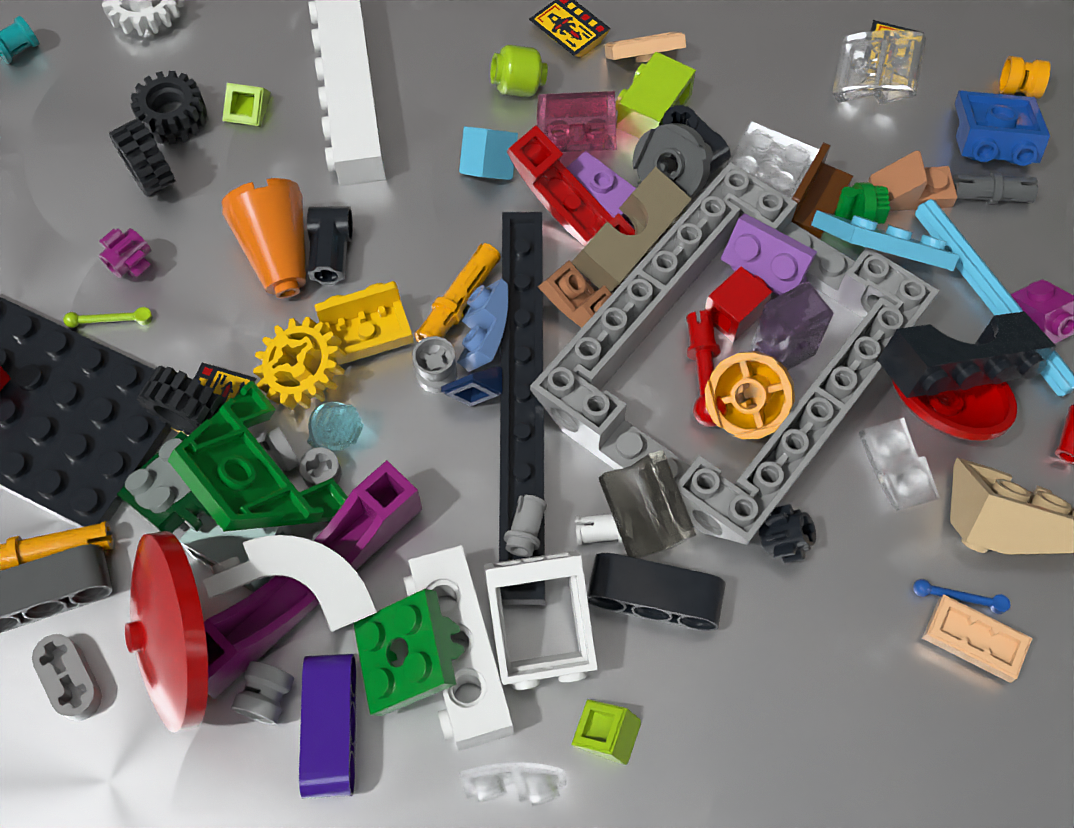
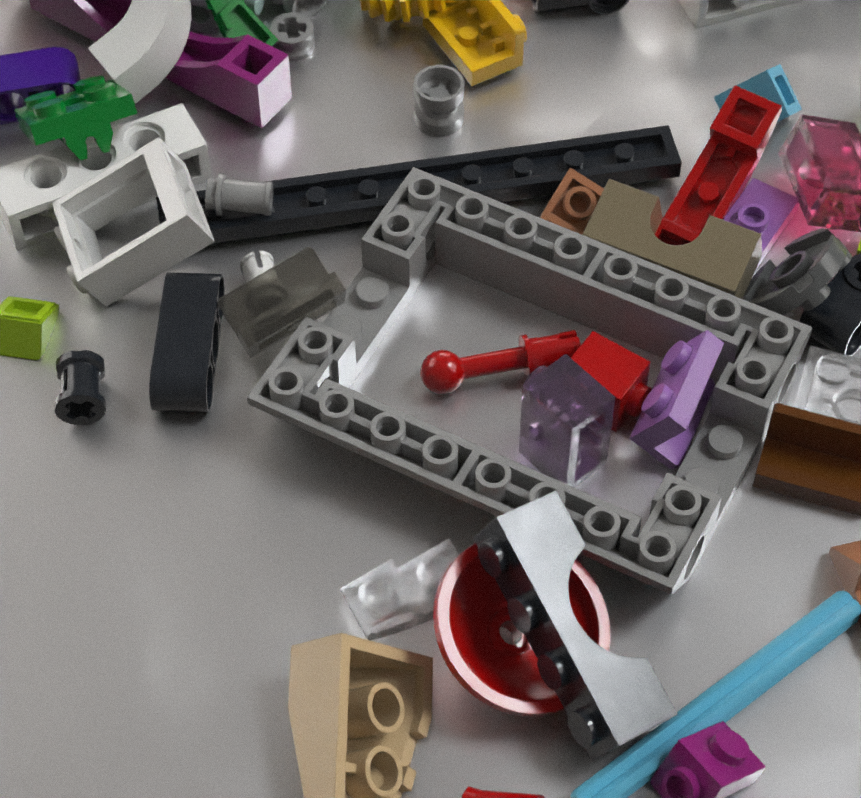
camera: 80 degrees right, 10 degrees down
(262, 692) = (31, 32): light grey wheel -> none
(334, 426) = (340, 29): clear light blue piece -> none
(449, 308) = (484, 92): light orange pin -> none
(476, 386) = (416, 137): dark blue slope -> none
(487, 323) = (520, 129): medium blue slope -> none
(692, 683) = (80, 387): none -> black bush
(755, 391) = (465, 394): light orange cylinder -> none
(787, 533) = (271, 472): black gear -> none
(864, 201) = (817, 515): green piece -> none
(892, 241) = (748, 529): medium azure wing -> none
(977, 638) = (171, 689): light nougat plate -> none
(998, 604) = (230, 724): blue hinge -> none

